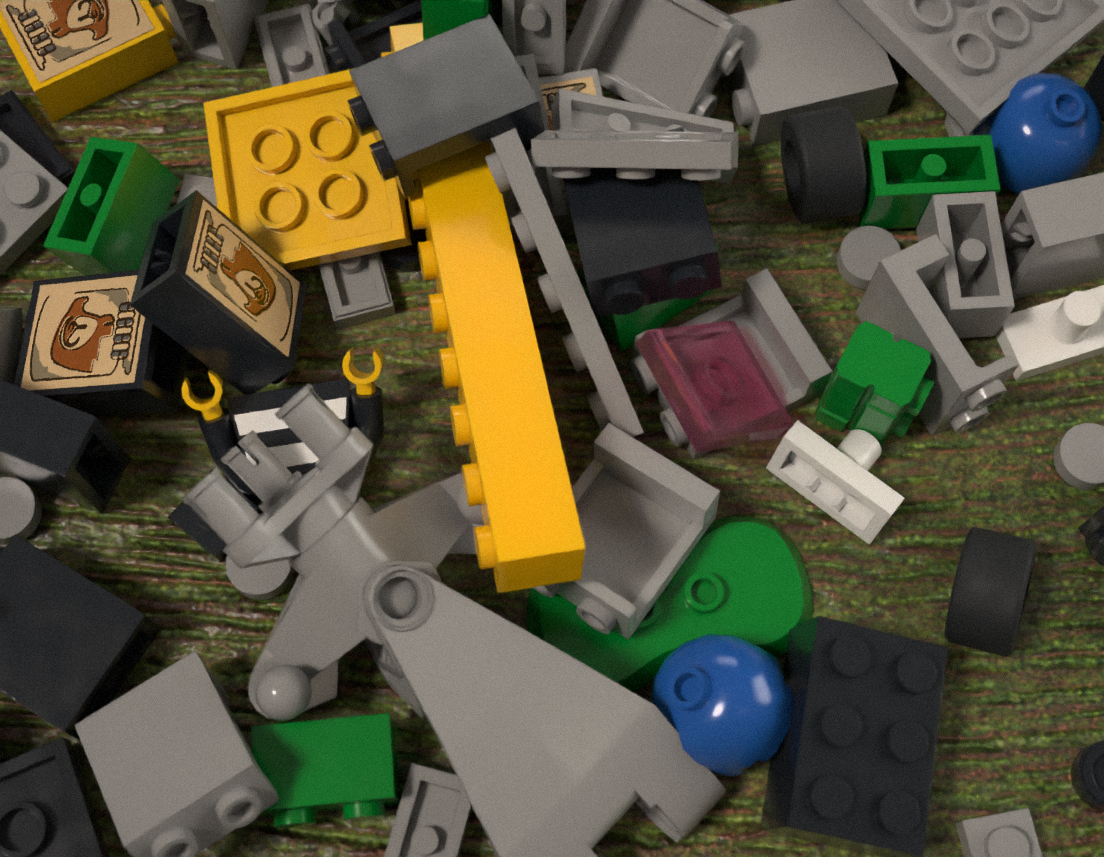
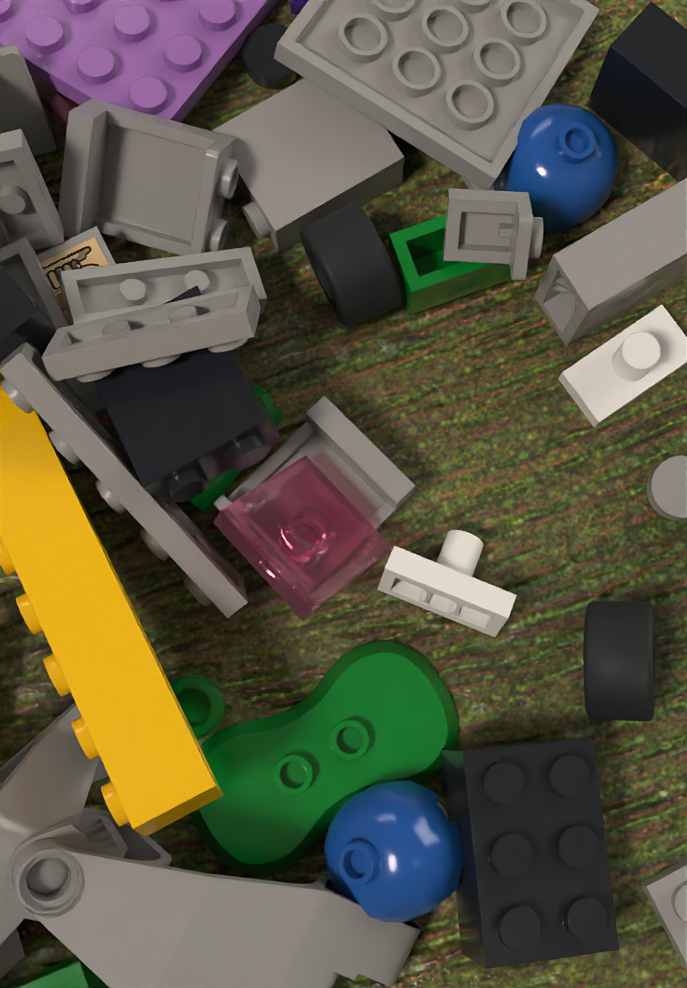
camera: 15 degrees left, 10 degrees up
(637, 529) = (258, 709): light grey panel -> none
(862, 252) = (422, 343): light grey tile -> none
(876, 385) = (462, 488): green brick -> none
(902, 305) = (492, 430): light grey panel -> none
(968, 154) = (492, 229): none -> light grey bracket
(975, 279) = (516, 334): light grey brick -> none

